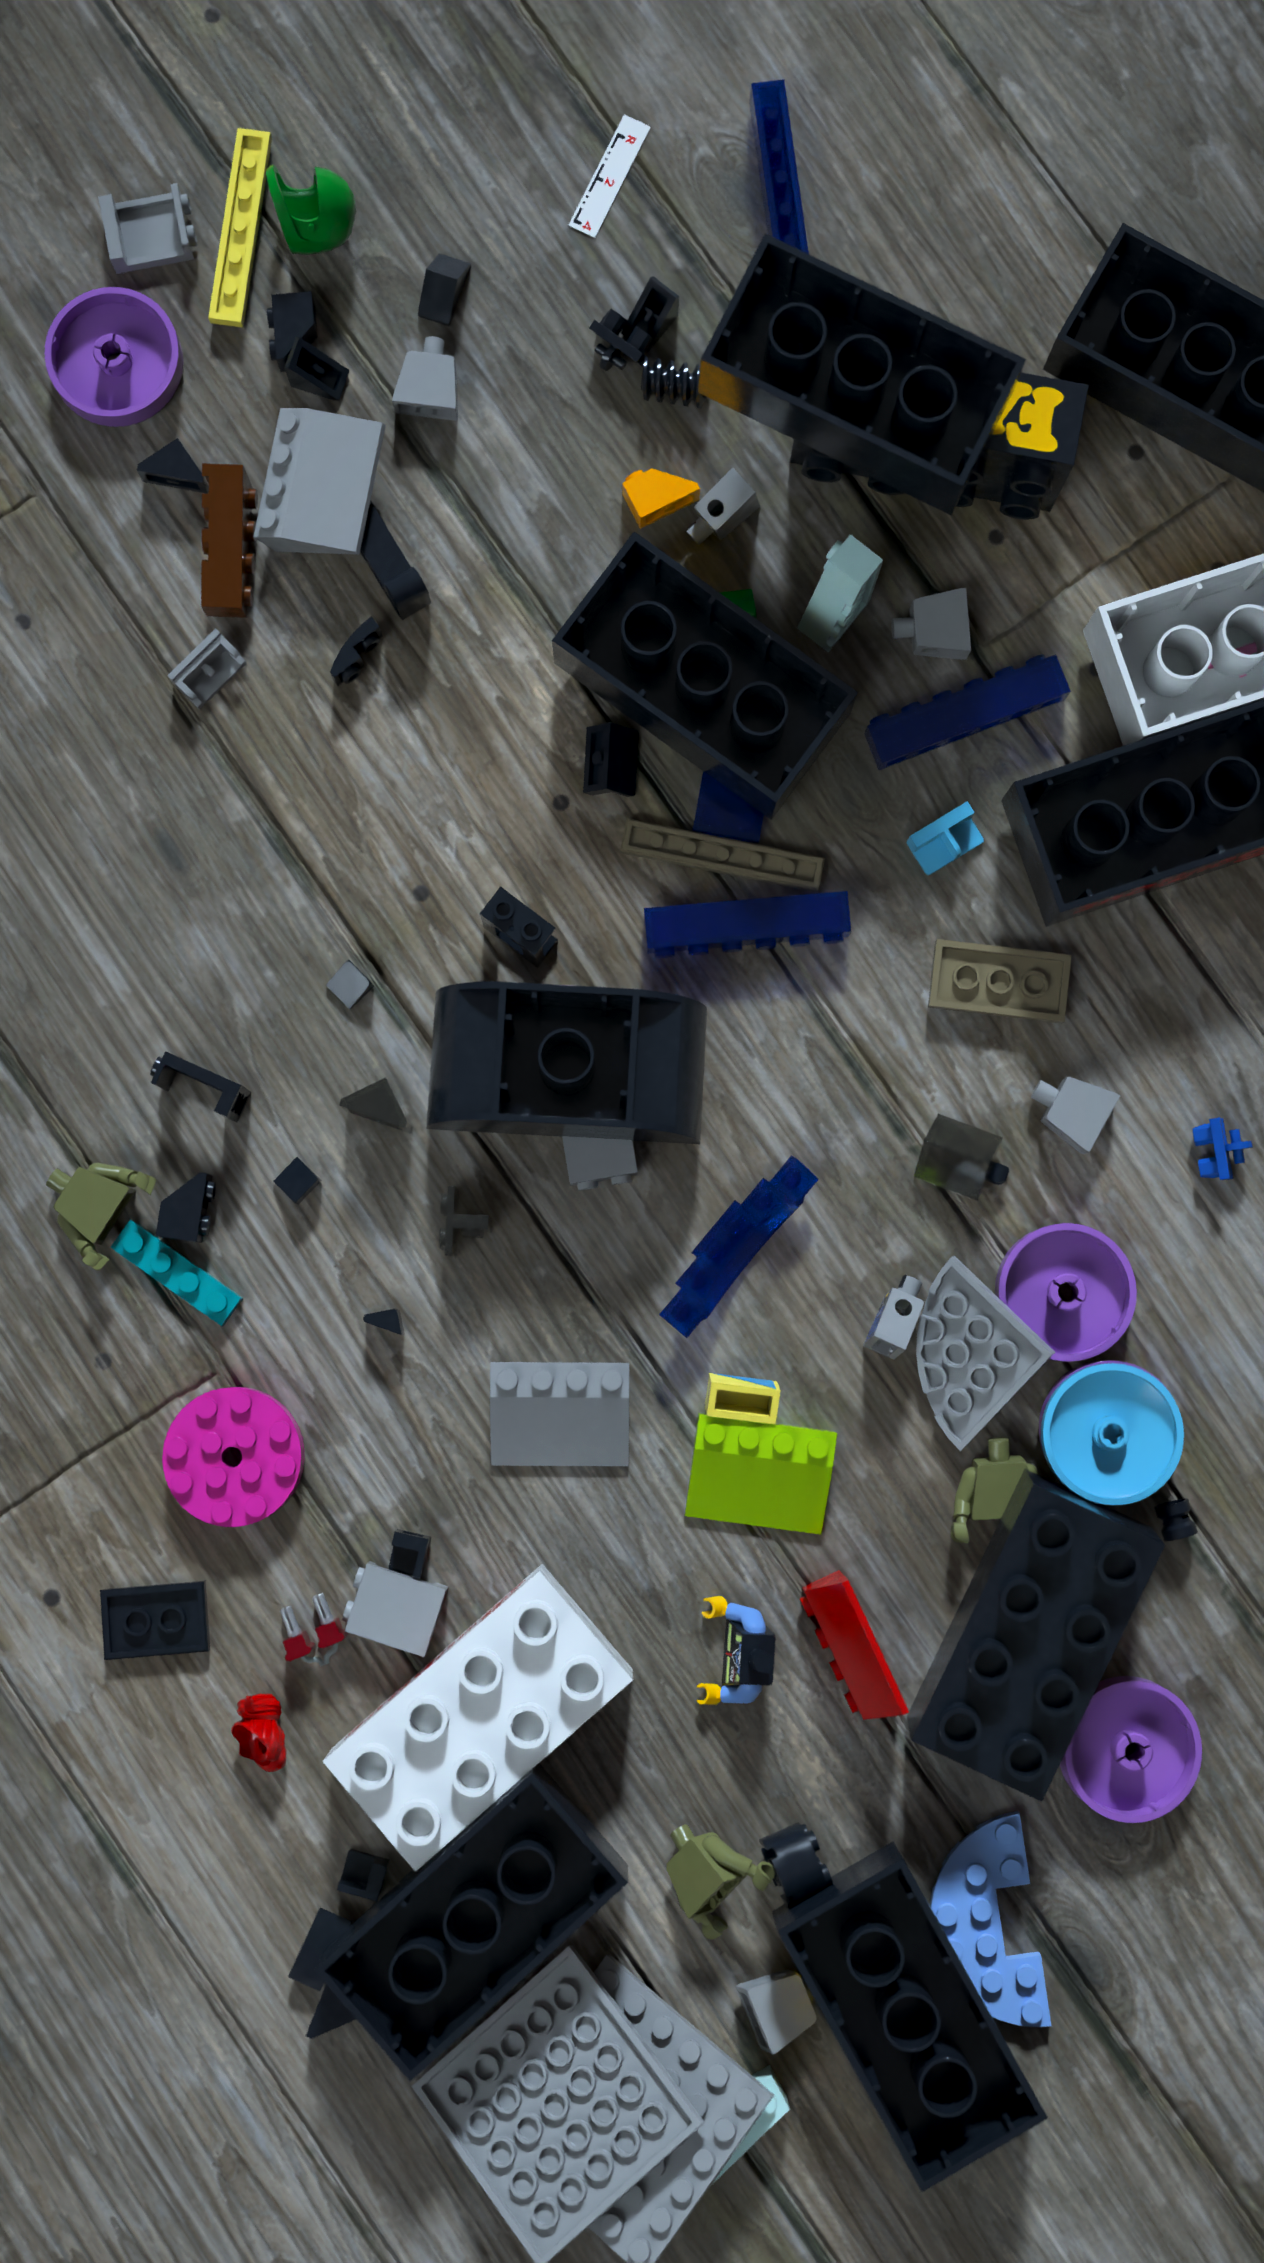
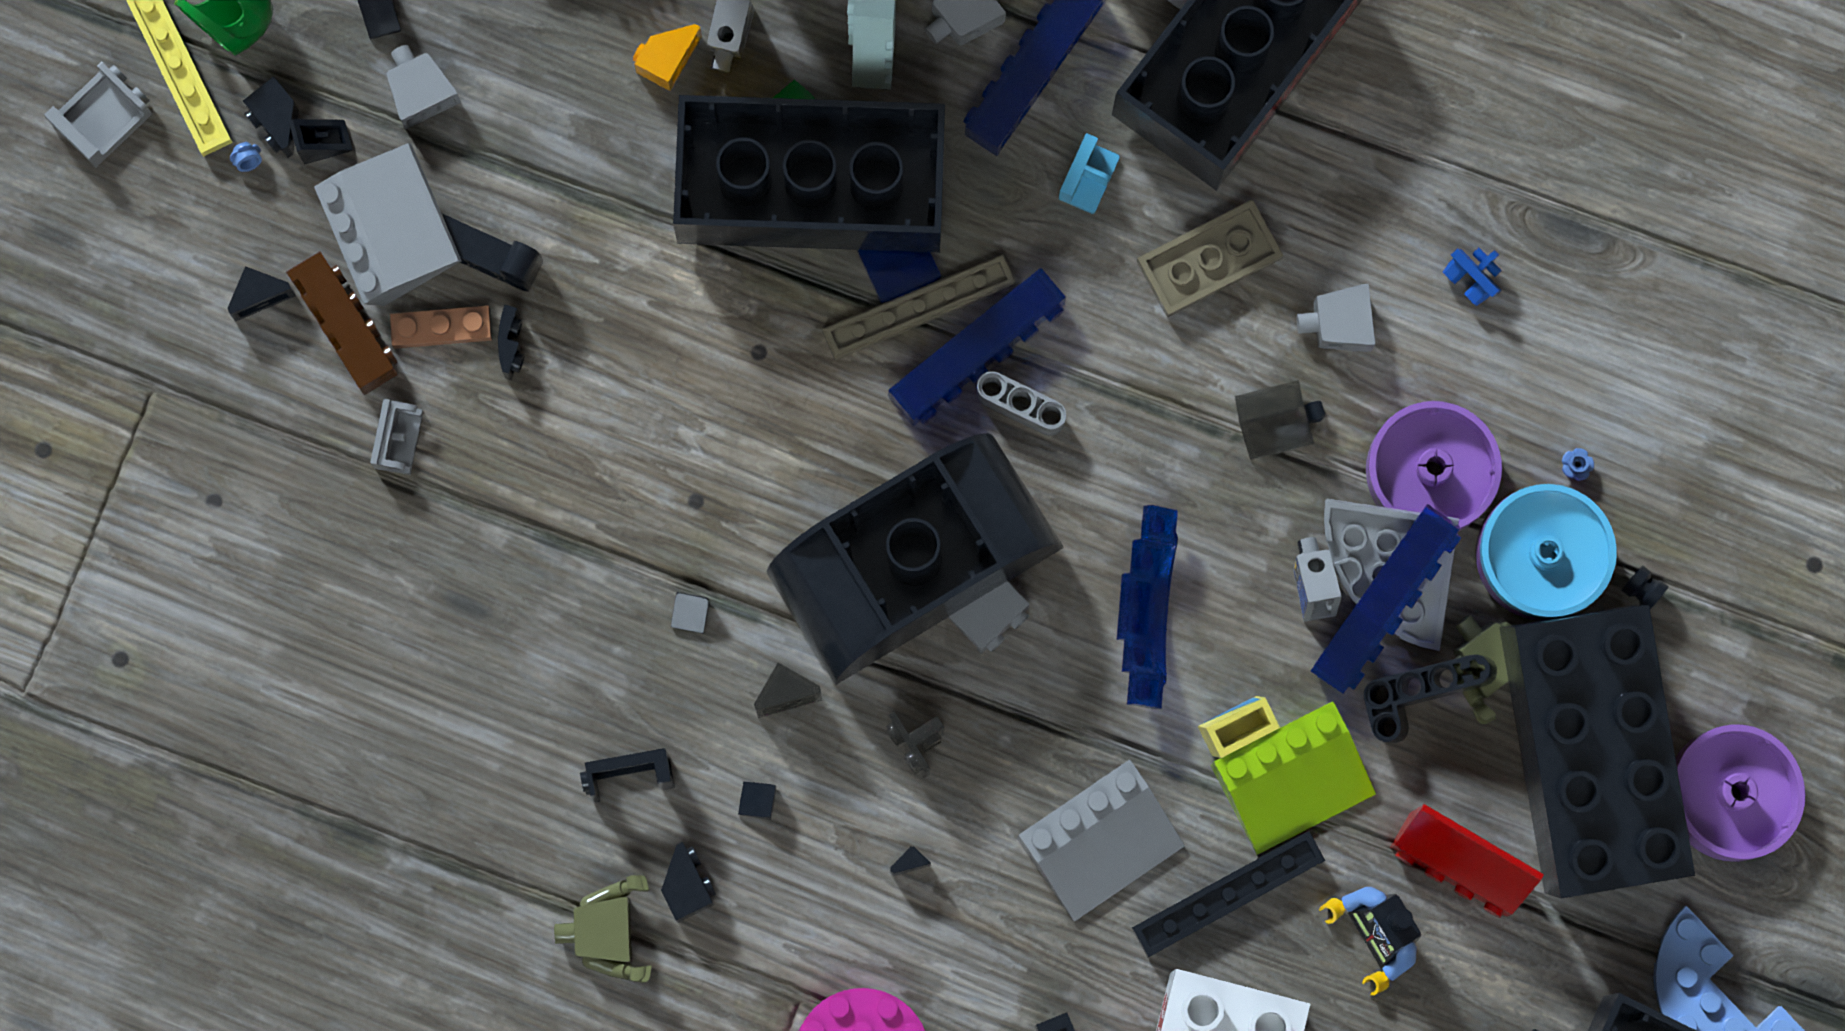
camera: 35 degrees left, 5 degrees down
(133, 383) = (139, 202): medium lavender piece -> none
(176, 1272) = (710, 942): teal plate -> none
(245, 346) = (246, 156): none -> medium blue plate
(309, 601) = (440, 327): none -> nougat plate
(513, 920) = (793, 467): black panel -> none
(610, 760) = (776, 291): black panel -> none
(636, 1533) = (1228, 894): none -> black plate
(750, 980) = (1030, 417): none -> light grey beam
(929, 1478) = (1430, 689): none -> black beam
(944, 1377) = (1386, 598): none -> clear blue brick
(1184, 1369) = (1573, 472): none -> medium blue plate

